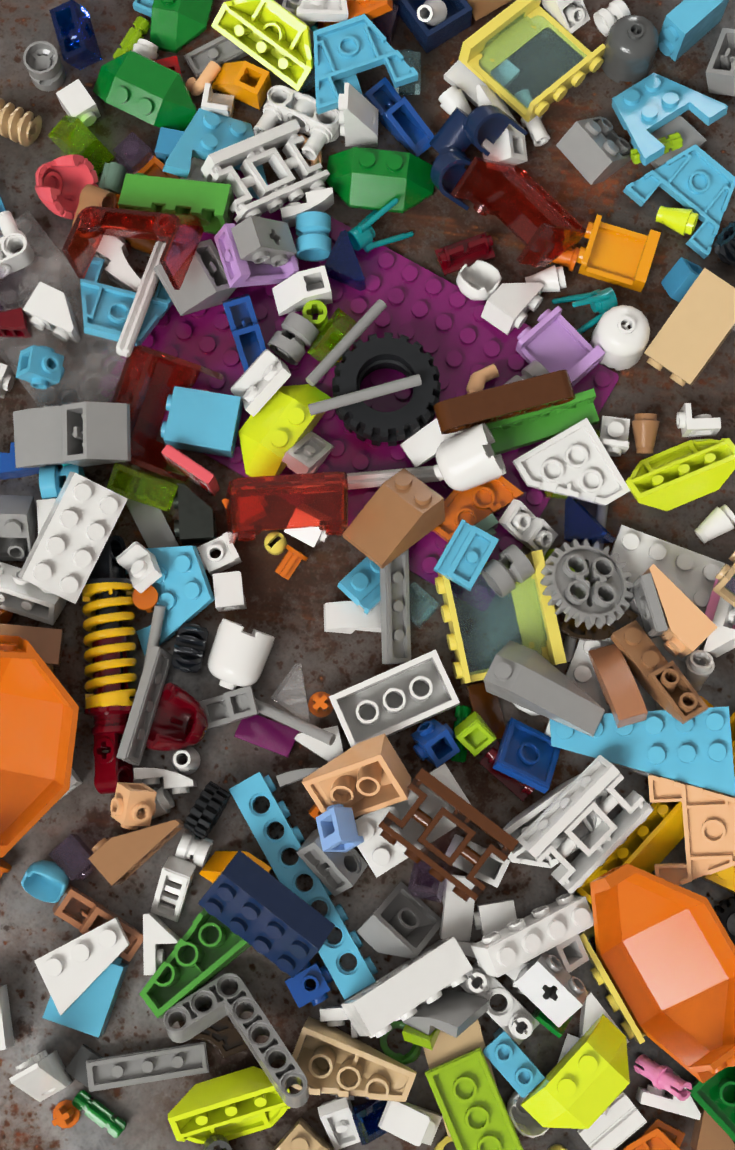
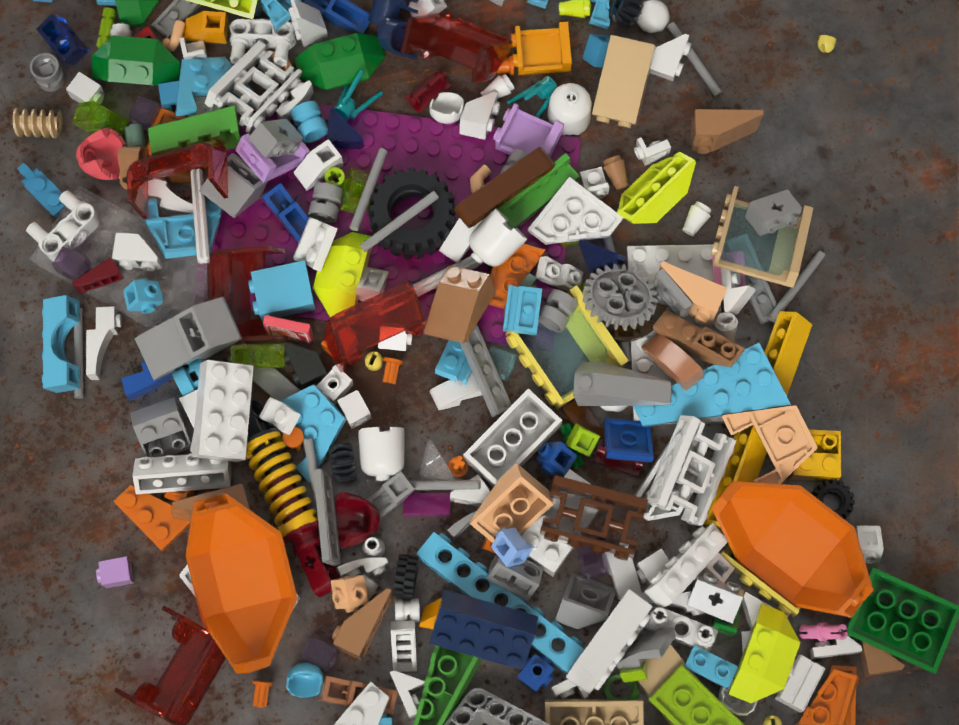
camera: 25 degrees left, 5 degrees down
(490, 872) = (637, 532): white slope -> none

